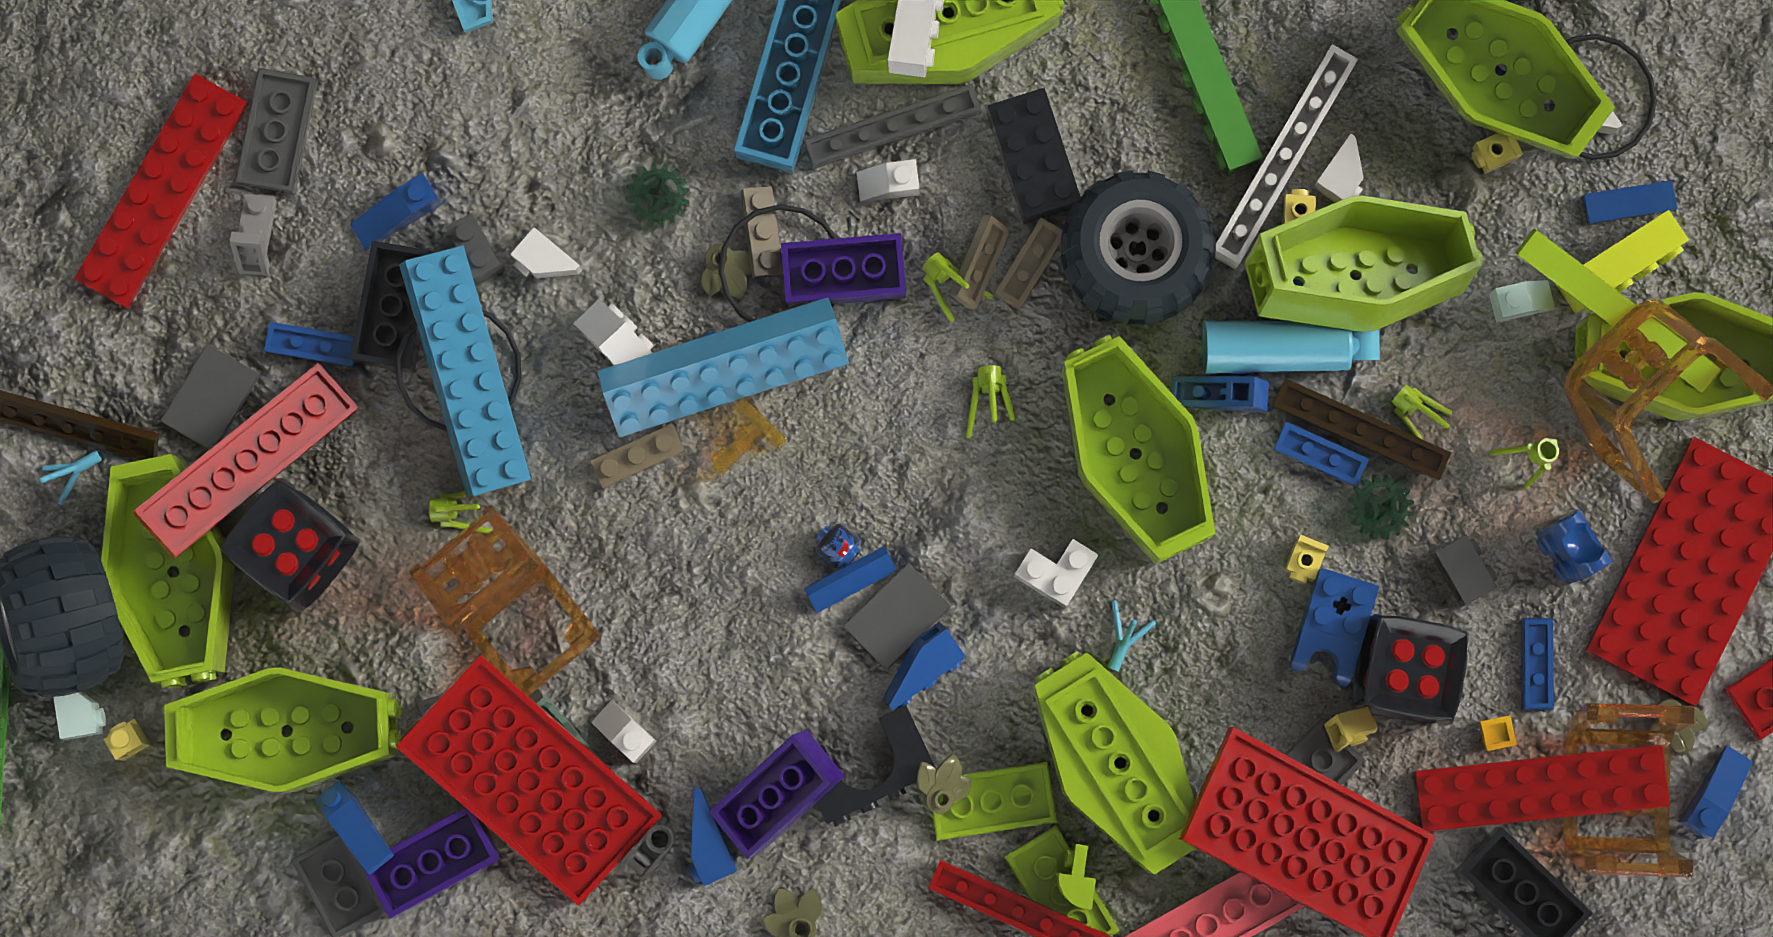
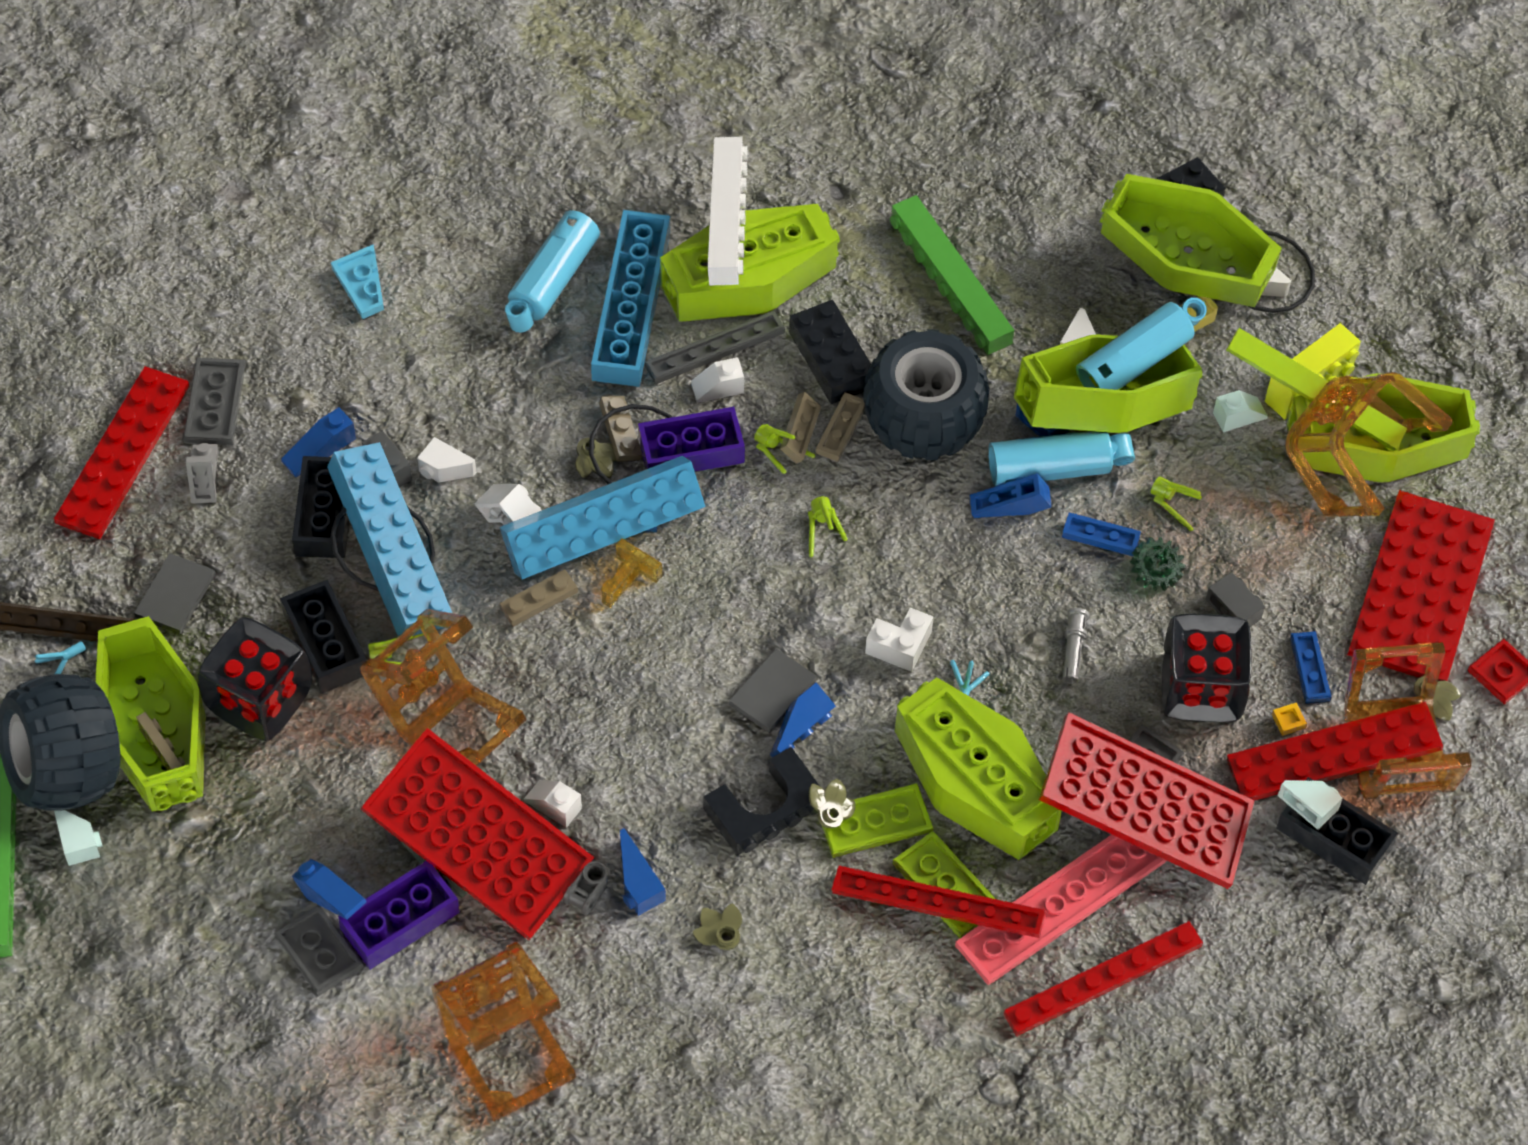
camera: 10 degrees left, 25 degrees down
(126, 740) = (120, 848): light yellow brick -> none
(179, 618) = (162, 747): none -> dark tan plate
(245, 461) = (204, 621): plate -> none
(256, 712) = (253, 800): lime container -> none
(309, 344) = (256, 544): blue plate -> none
(378, 485) = (324, 635): none -> black brick
(644, 191) = (522, 414): clear green gear -> none
(776, 793) = (691, 821): dark purple brick -> none
(837, 545) = (715, 642): head -> none
(850, 579) = (729, 664): blue tile -> none
(1074, 885) = (957, 857): lime brick -> none
(1144, 419) = (958, 520): lime container -> none
(1265, 589) = (1075, 636): none -> light grey pin
(1284, 156) = (1031, 327): white brick -> none
(1310, 547) = (1104, 608): light yellow brick -> none
(1330, 632) = (1137, 648): blue brick -> none
(1350, 728) = (1166, 724): light yellow brick -> none
(1362, 429) = (1131, 512): dark brown plate -> none
(1411, 228) = (1141, 346): none -> medium azure piece
(1501, 867) = (1311, 799): none -> light aqua slope
(1539, 453) = (1277, 504): lime plant -> none
(1573, 548) = (1319, 566): blue brick -> none
(1629, 202) = (1297, 340): blue tile -> none
(1716, 794) = (1482, 742): blue slope -> none

